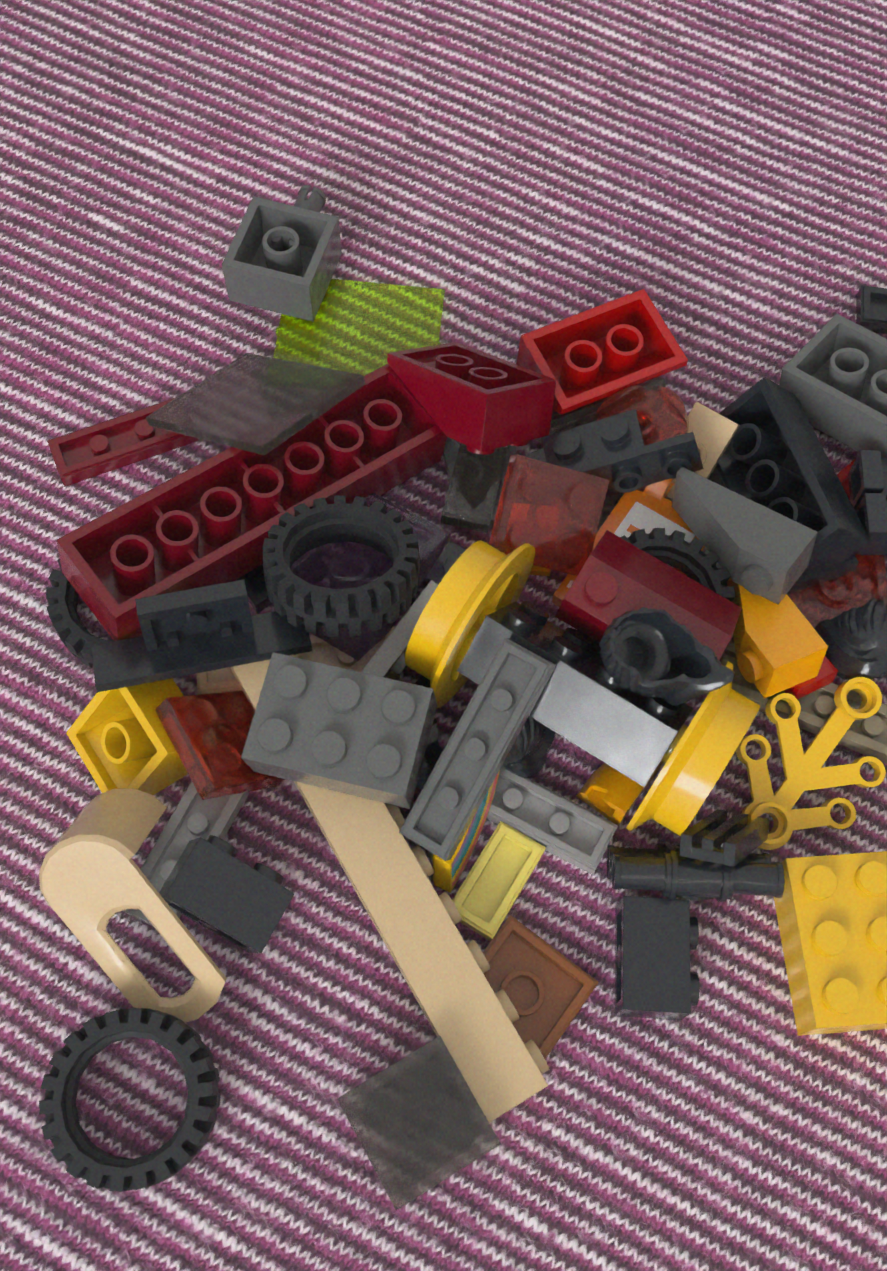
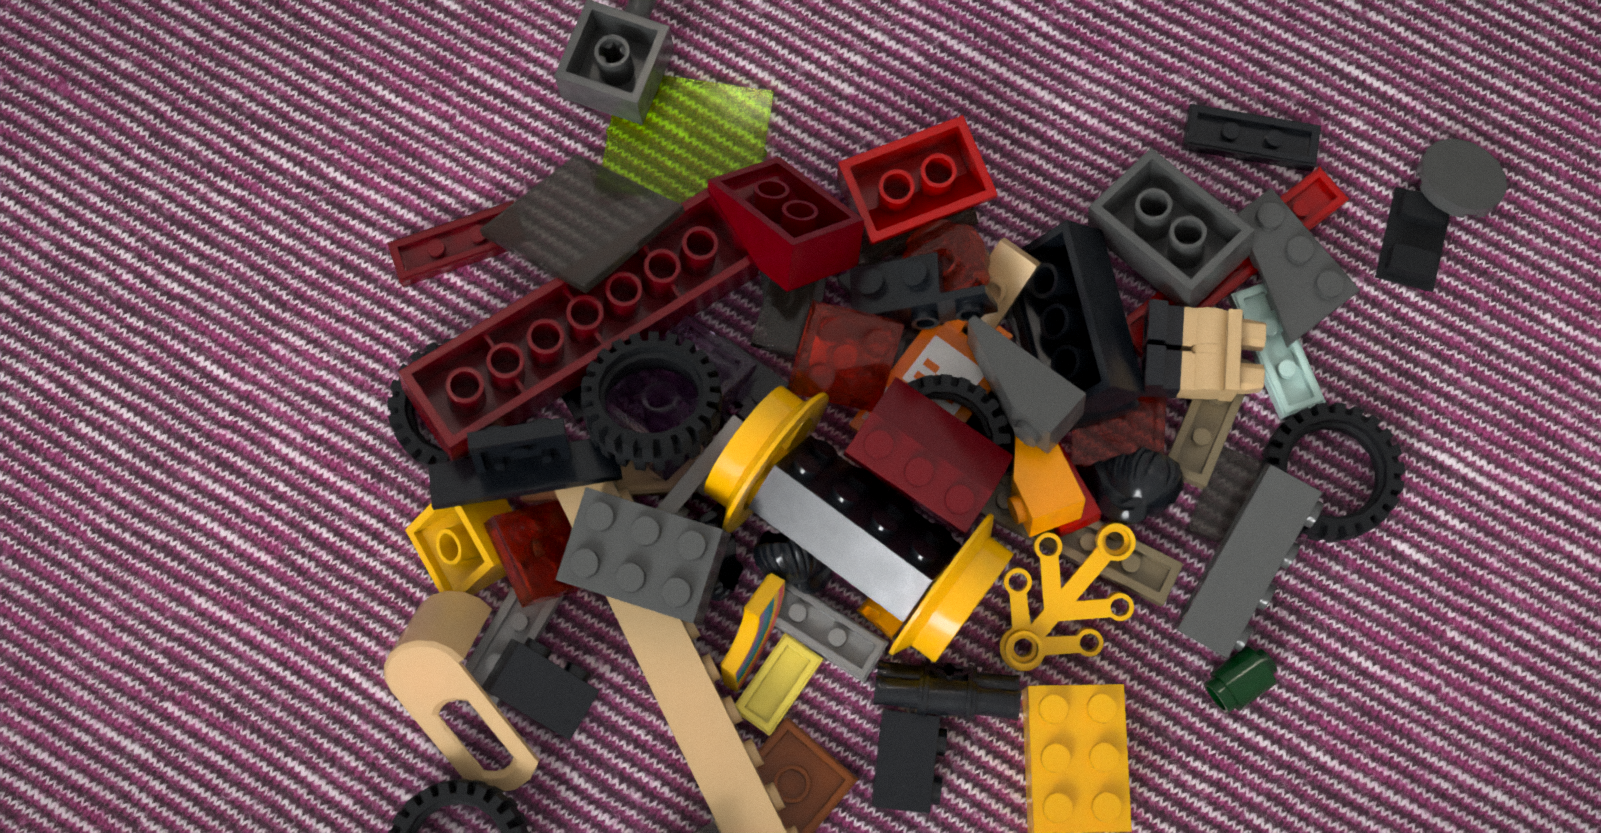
camera: 10 degrees right, 10 degrees up
(477, 749) = (761, 579): dark grey tile -> none
(660, 657) = (918, 517): black hair -> none
(732, 836) = (968, 660): black tile -> none

